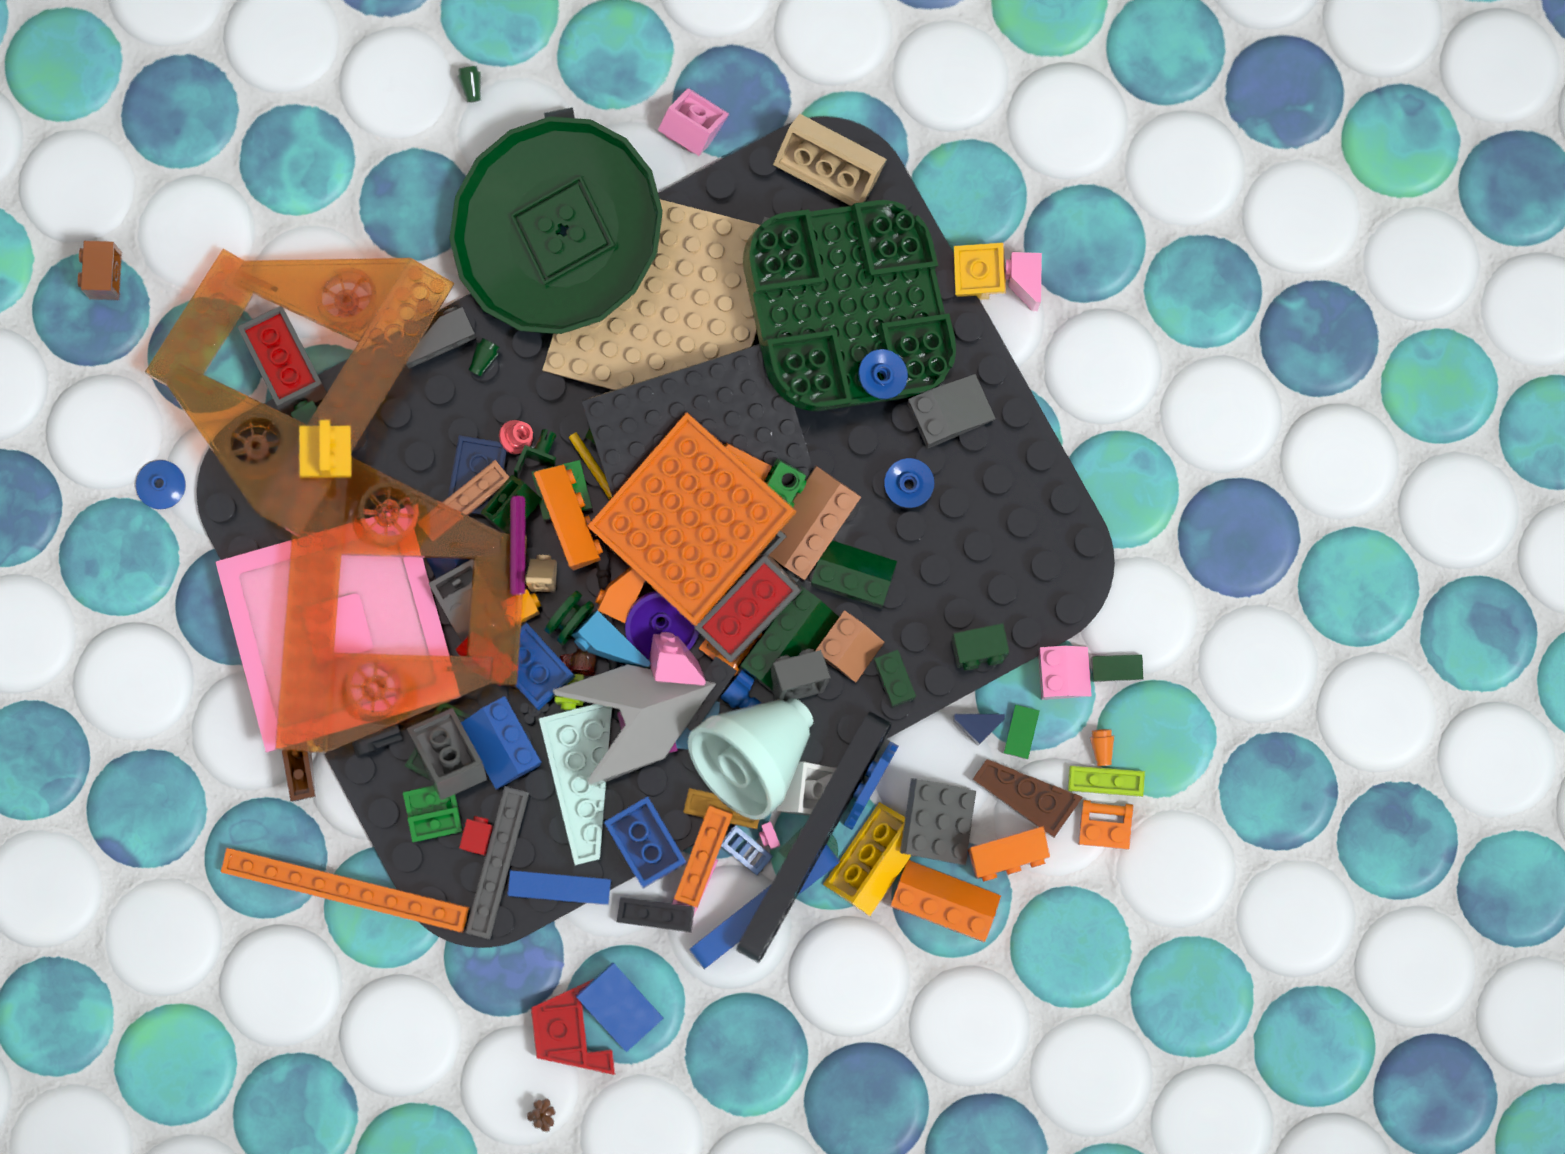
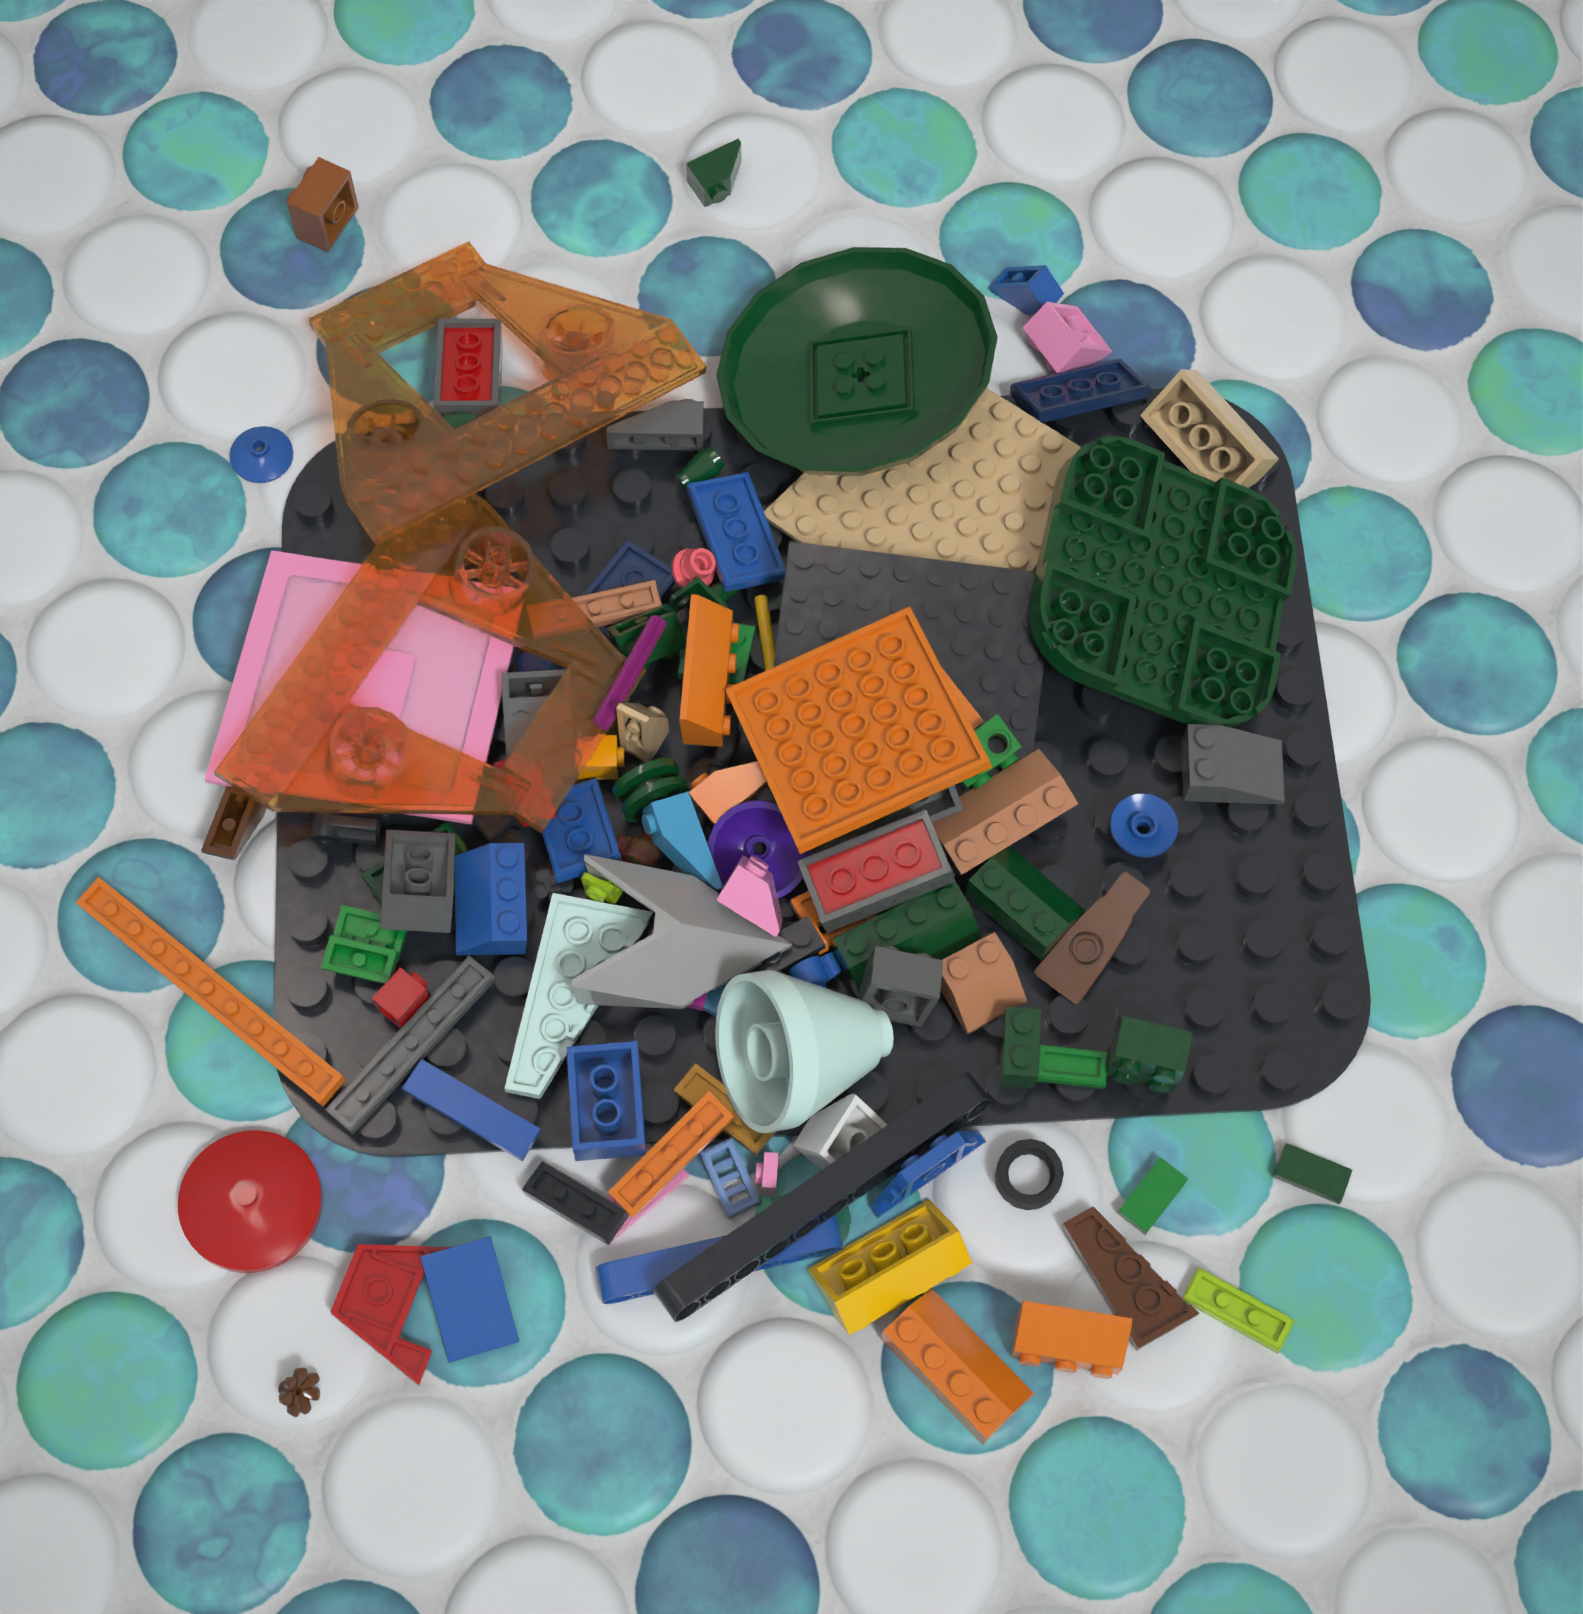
camera: 25 degrees right, 15 degrees down
(325, 451) = (458, 460): yellow bracket -> none
(373, 103) = (715, 173): none -> dark green slope
(445, 1011) = (250, 1201): none -> red dish
(470, 83) = (834, 197): dark green cone -> none
(532, 394) = (736, 531): none -> blue tile
(646, 94) = (1027, 287): none -> blue slope
(722, 164) = (1080, 390): none -> dark blue tile
(890, 366) = (1179, 664): blue dish -> none
(910, 580) = (1093, 940): none -> reddish brown piece
(933, 673) = (1072, 1066): none -> green tile
(938, 821) = (994, 1254): dark grey plate -> none
(950, 743) = (1038, 1149): none -> black tyre
(978, 726) = (1100, 1160): dark blue slope -> none
(979, 270) = (1338, 628): yellow bracket -> none
(1024, 277) = (1390, 658): bright pink slope -> none
(1064, 672) = (1240, 1145): bright pink slope -> none
(1102, 745) = (1252, 1261): orange cone -> none
(1105, 833) = (1208, 1377): orange plate -> none

